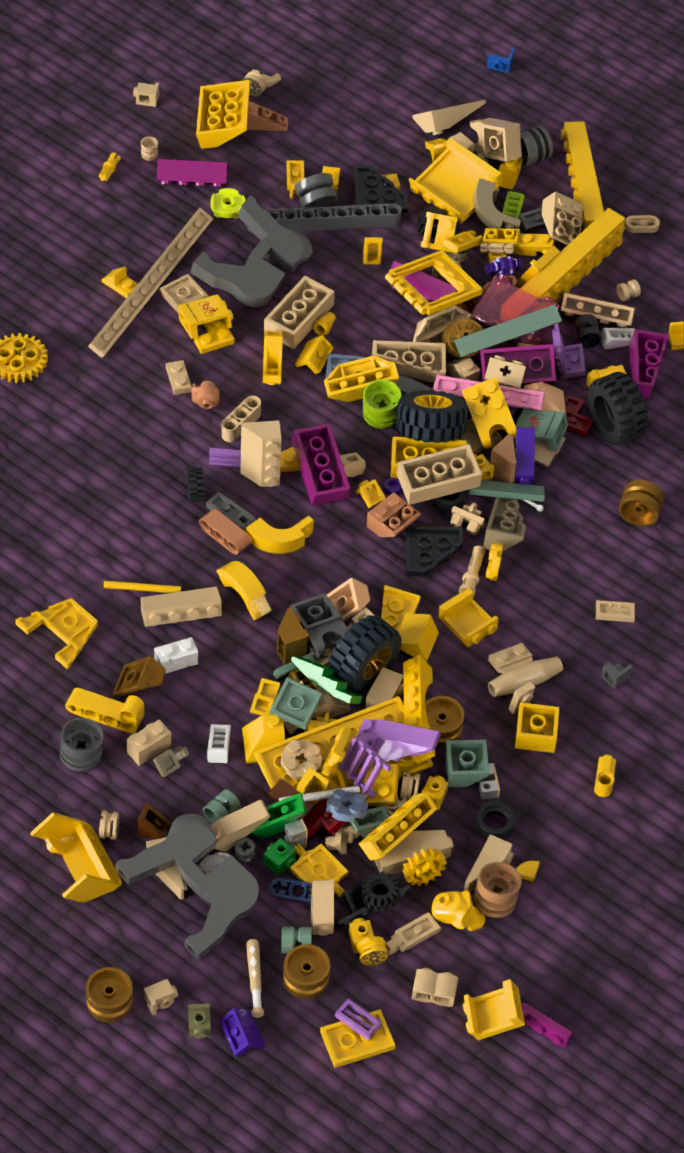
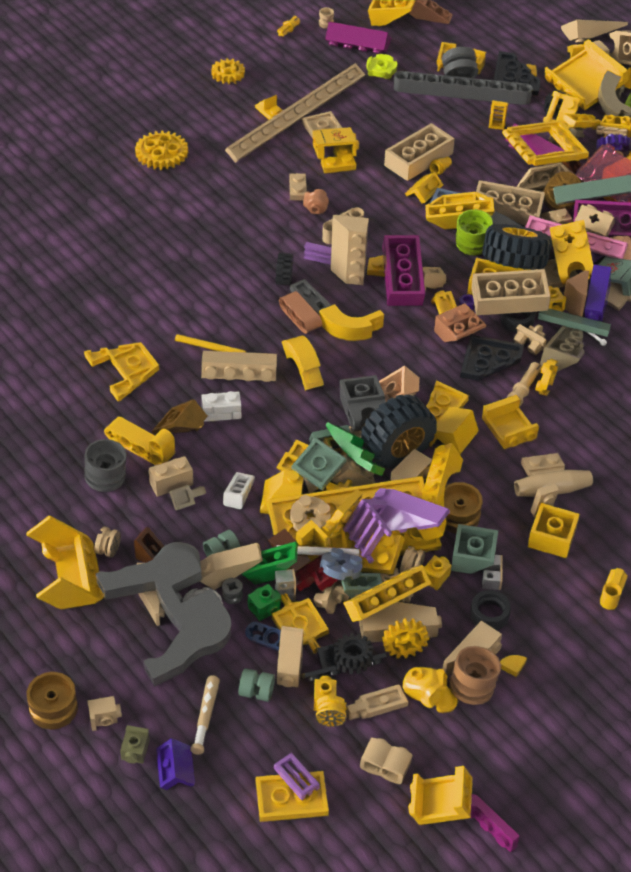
camera: 15 degrees right, 5 degrees down
(59, 240) = (227, 71): none -> yellow gear
(257, 280) = (389, 120): dark grey animal -> none
(272, 357) = (385, 182): yellow arch -> none
(291, 637) = (333, 406): pearl gold slope -> none
(306, 971) = (257, 717): pearl gold wheel -> none

